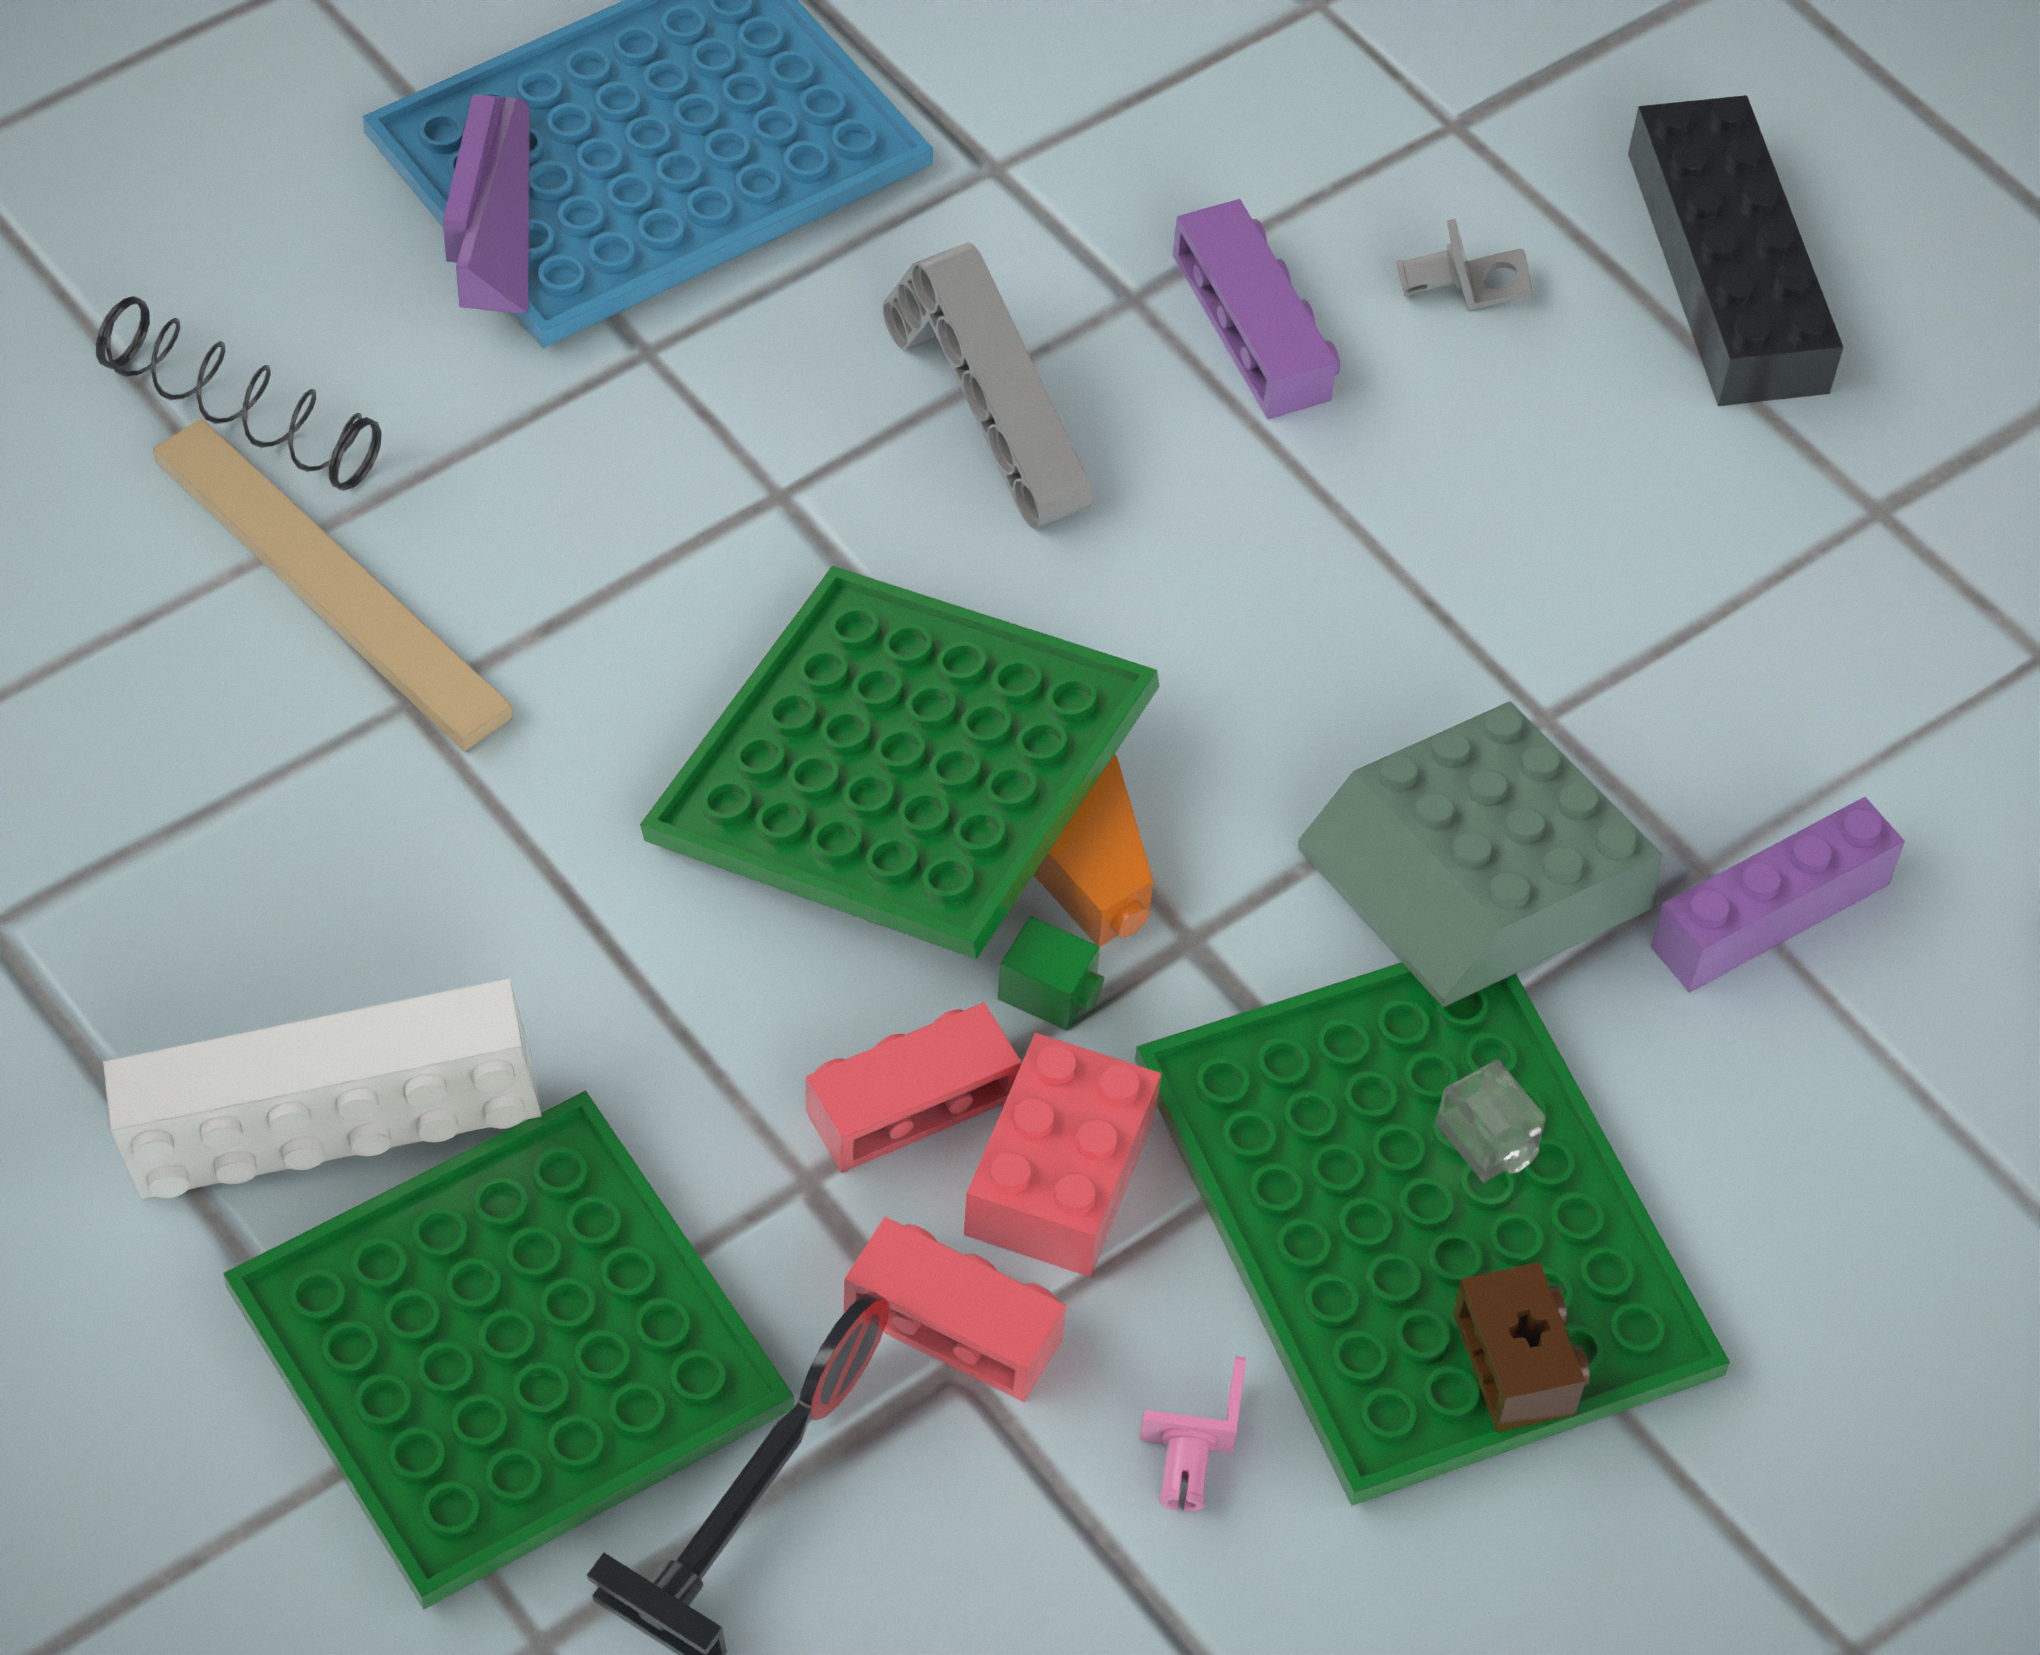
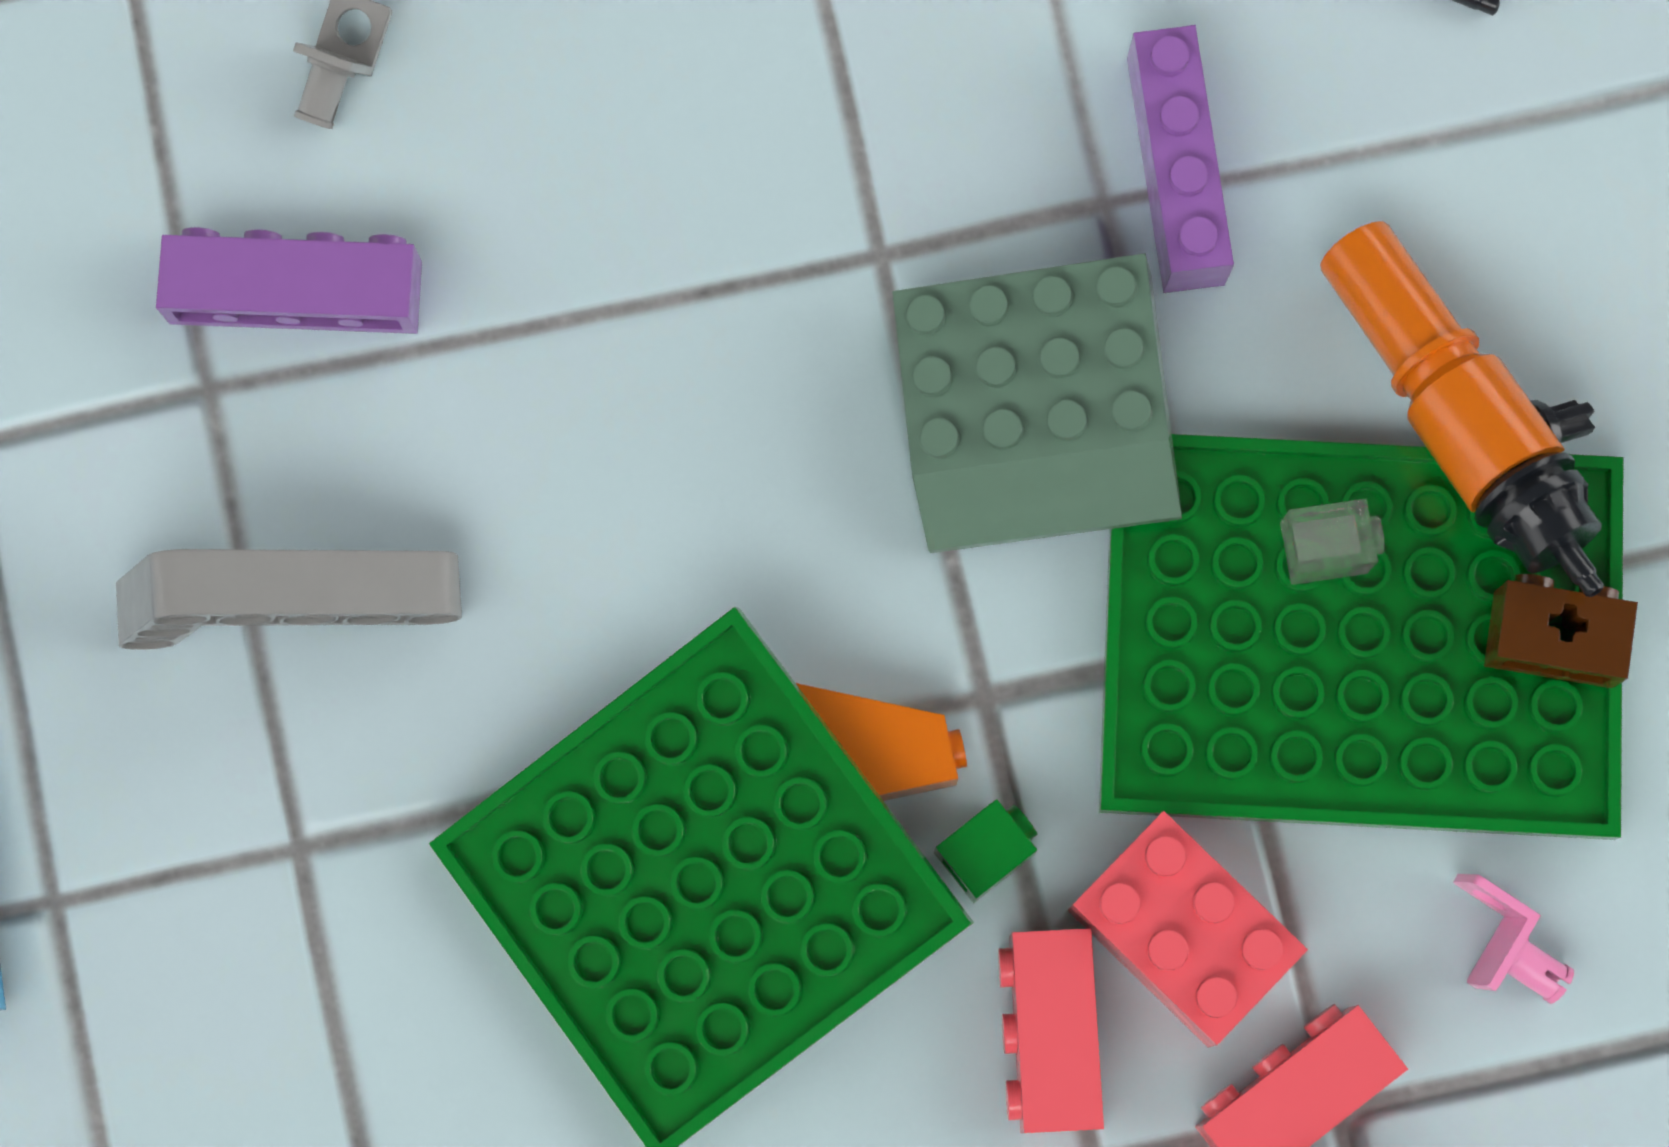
camera: 60 degrees left, 25 degrees up
(1683, 1185) = (1471, 410): none -> orange piece

